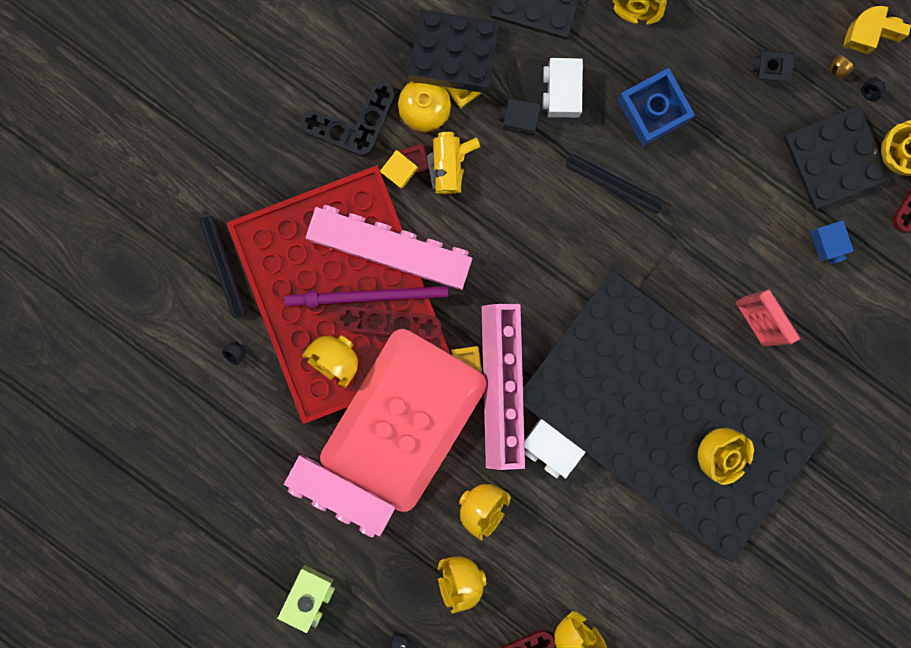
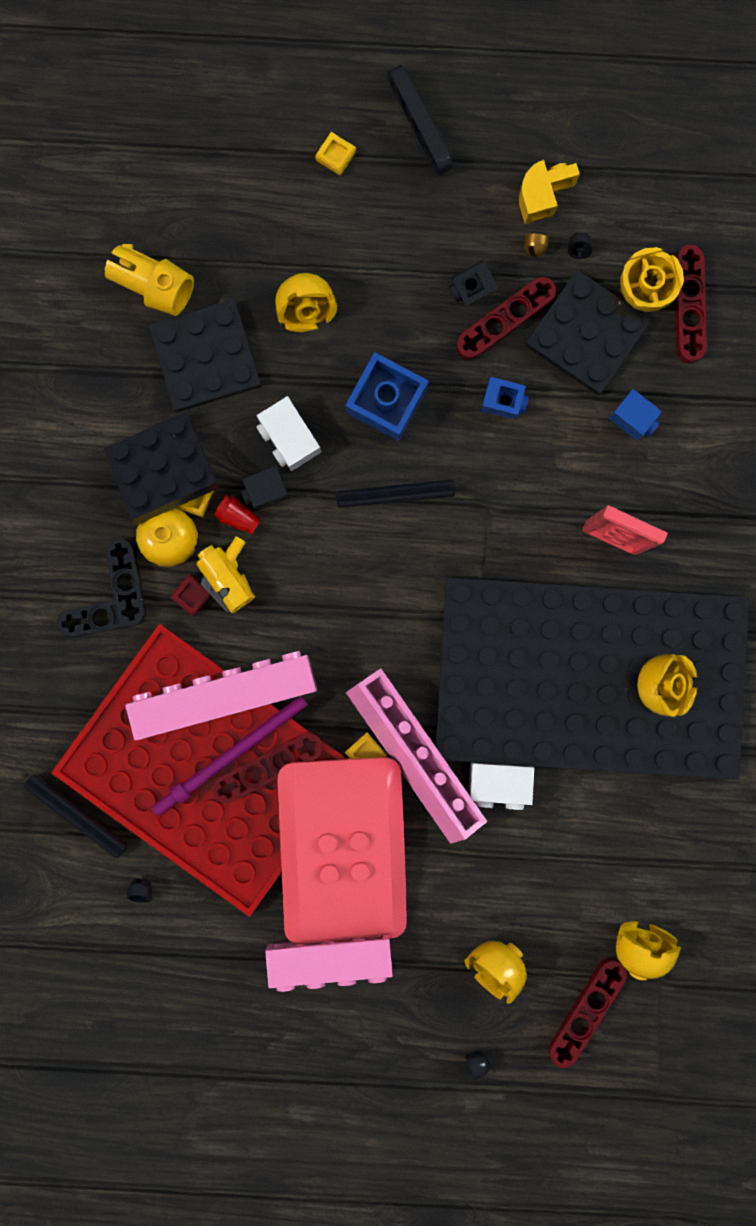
camera: 30 degrees left, 0 degrees up
(306, 598) = (361, 1081): yellowish green piece -> none
(333, 358) = (236, 837): yellow cylinder -> none
(399, 169) = (182, 614): yellow tile -> none
(482, 509) = (472, 885): yellow cylinder -> none
(486, 122) = (236, 515): none -> red cone
(743, 156) = (501, 388): none -> blue brick
(782, 110) = (507, 320): none -> dark red beam

